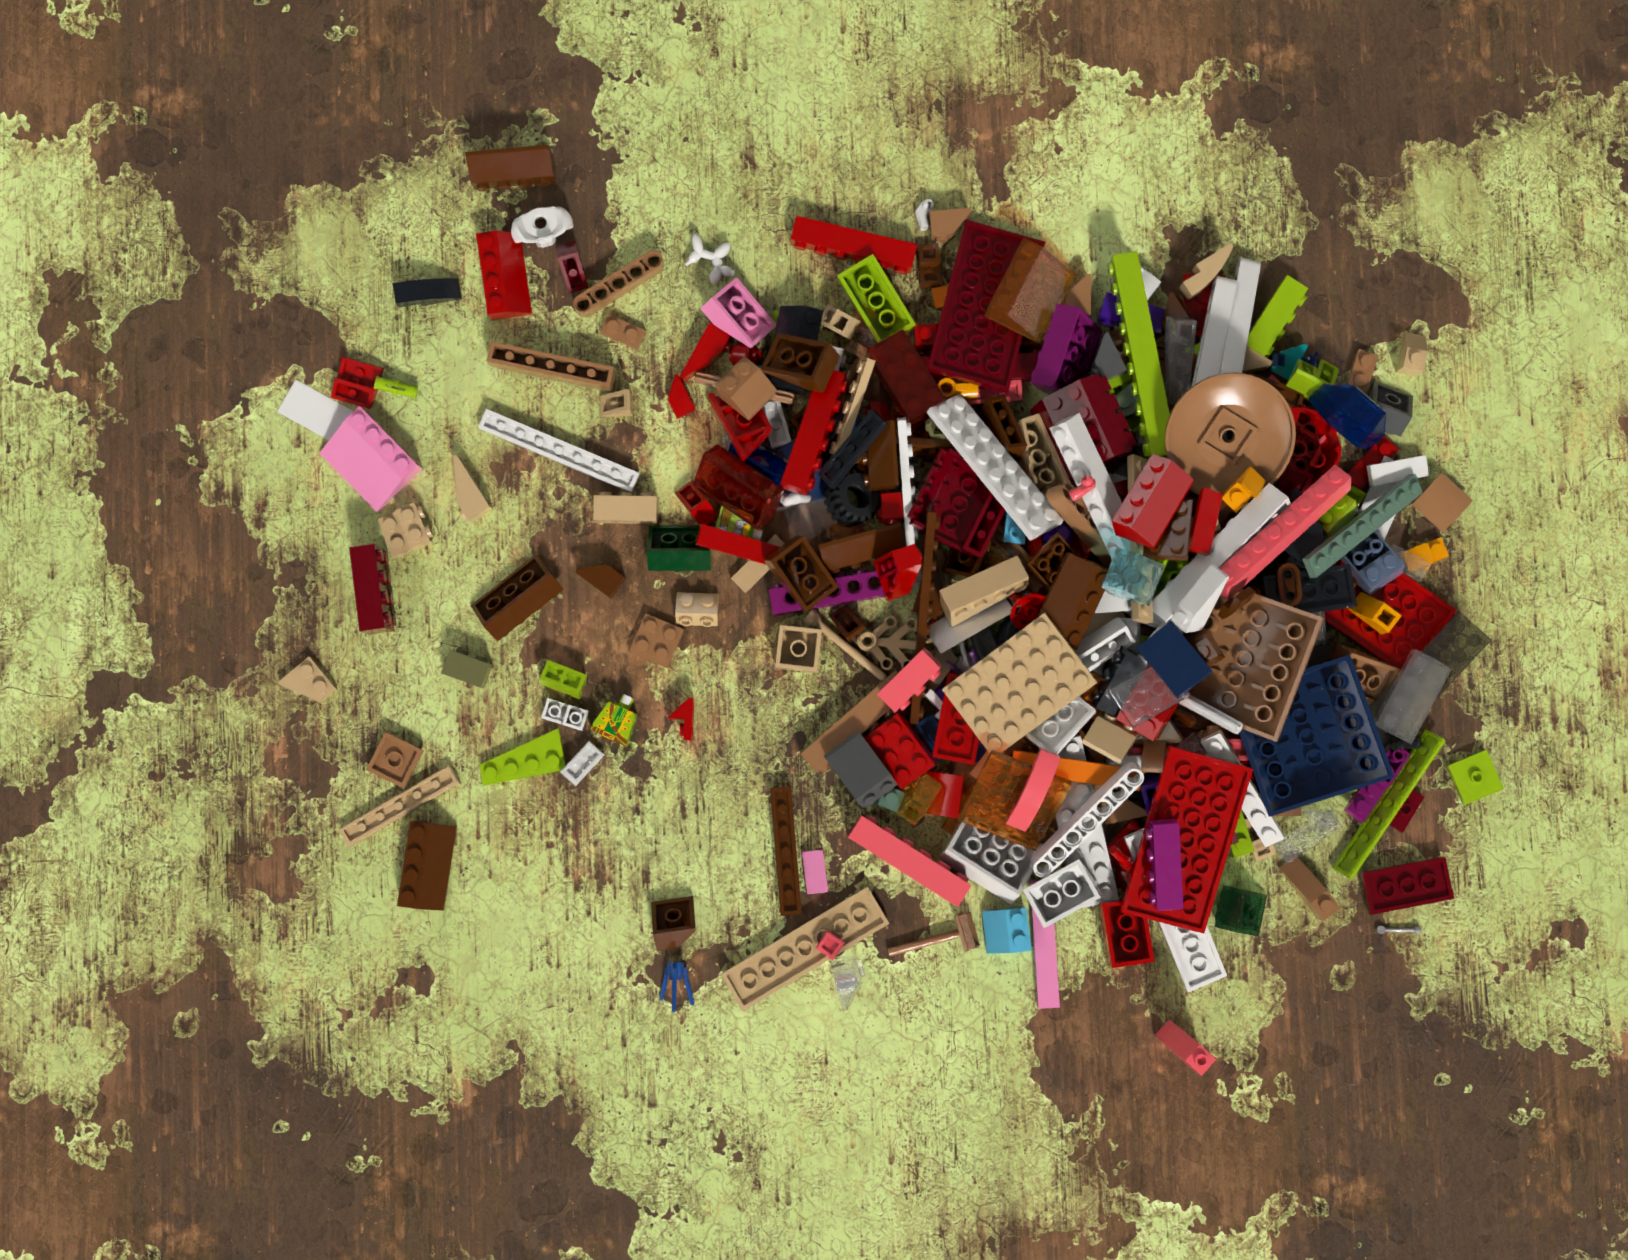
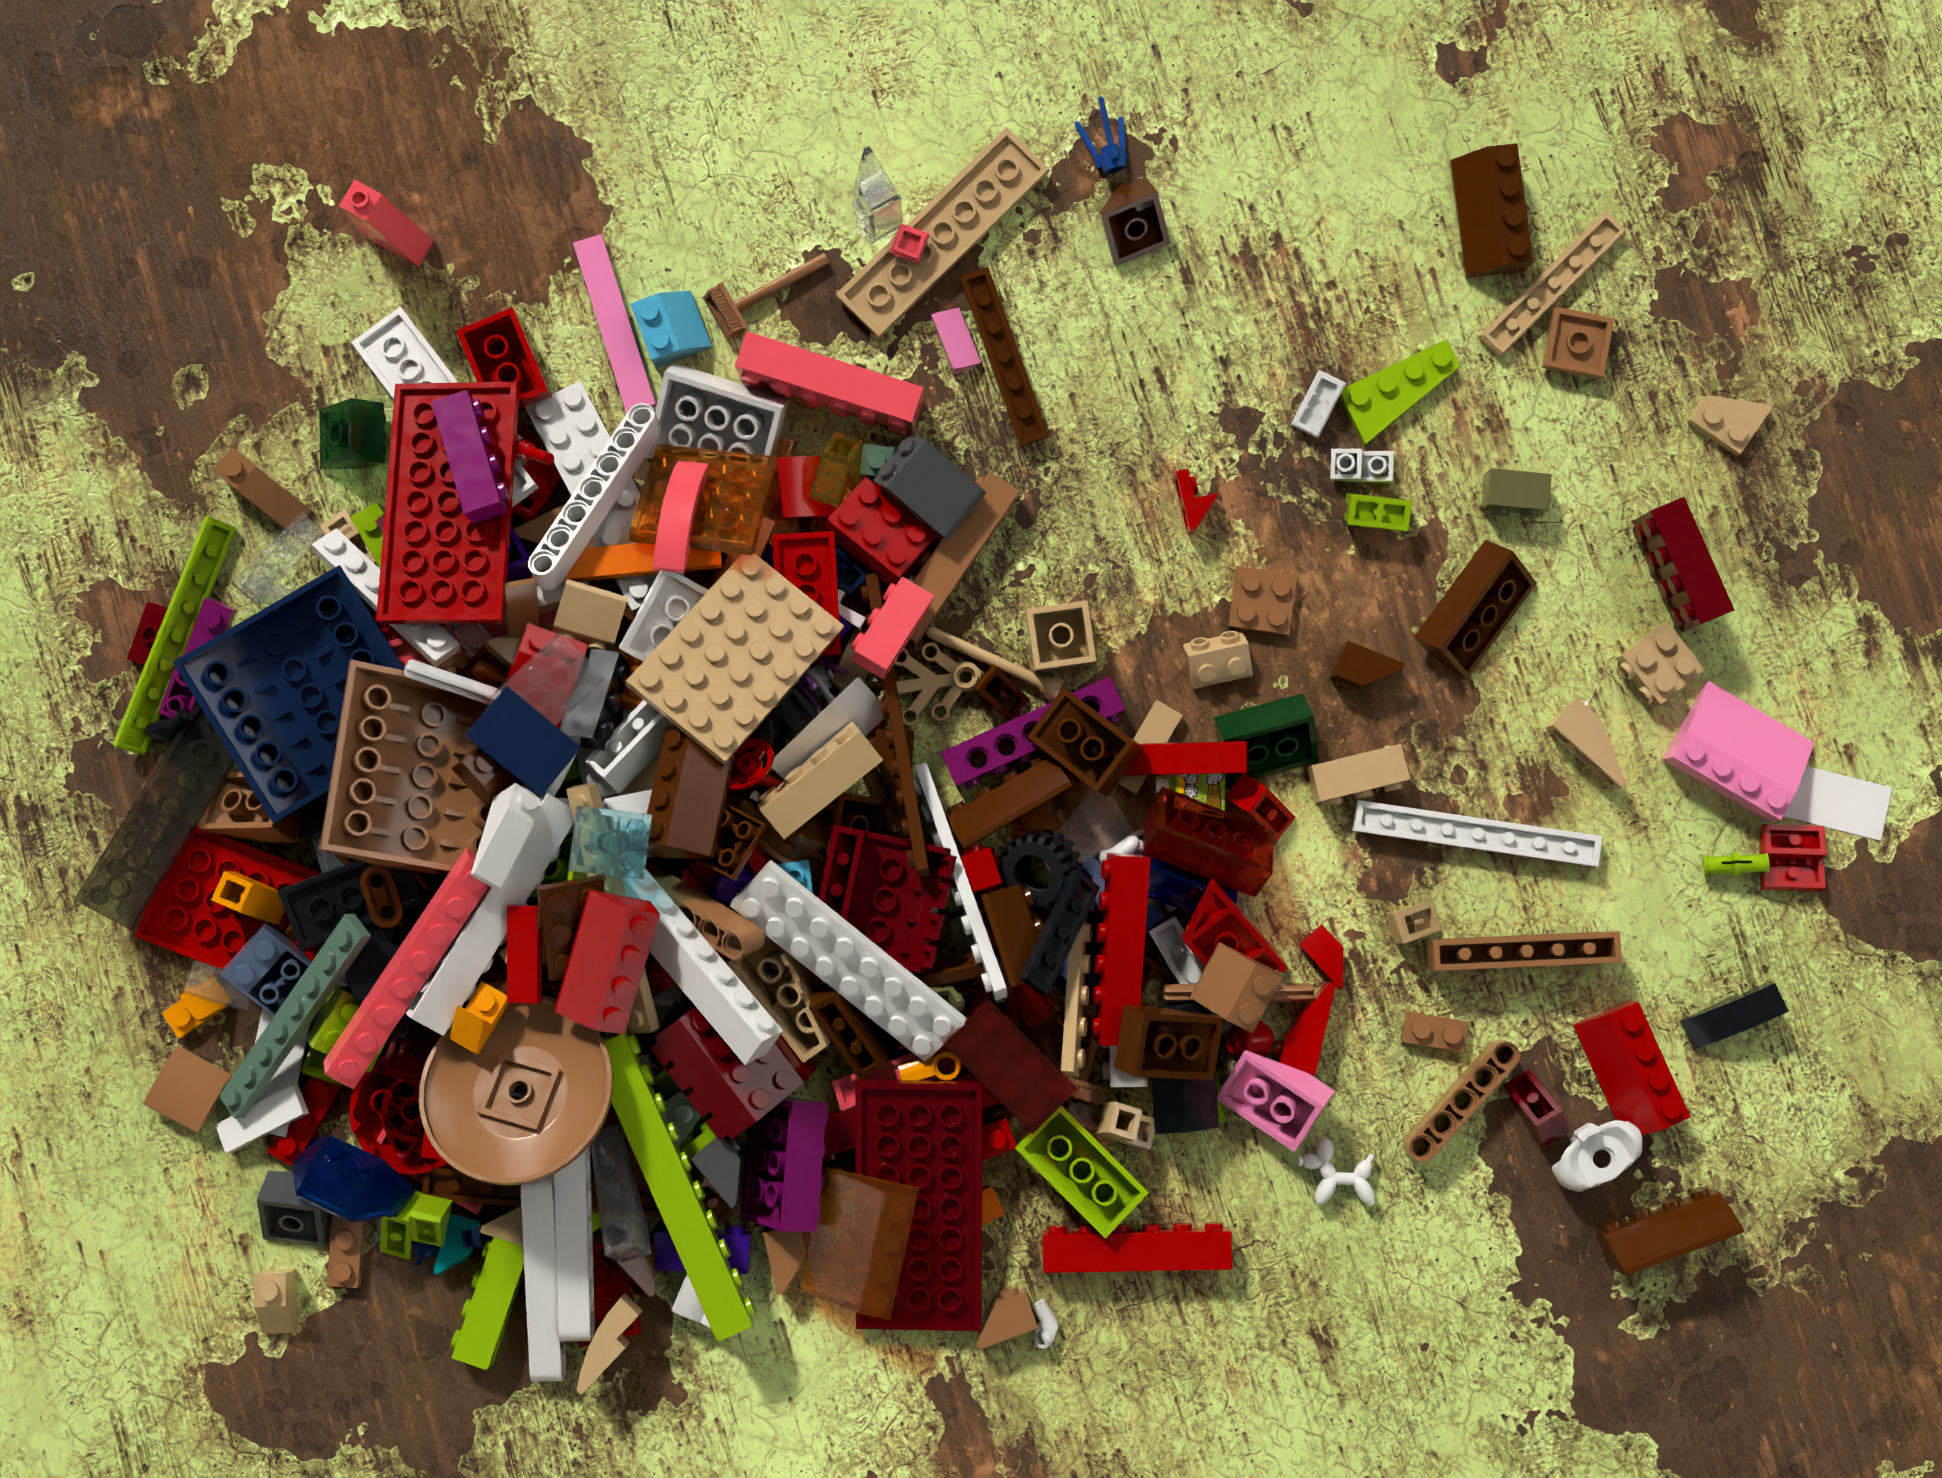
camera: 160 degrees right, 0 degrees up
(616, 721) = (1287, 472): torso -> none
(898, 571) = (948, 777): red wedge -> none
(929, 265) = (1016, 1248): reddish brown slope -> none
(1062, 893) = (603, 388): white slope -> none
(1087, 485) = (707, 958): coral arm -> none
(1236, 603) = (452, 846): reddish brown slope -> none
(1381, 929) = (149, 461): light grey hinge -> none
(1407, 885) = (125, 529): dark red plate -> none
(1412, 696) = (173, 789): clear slope -> none
(1474, 777) = (61, 706): lime plate -> none

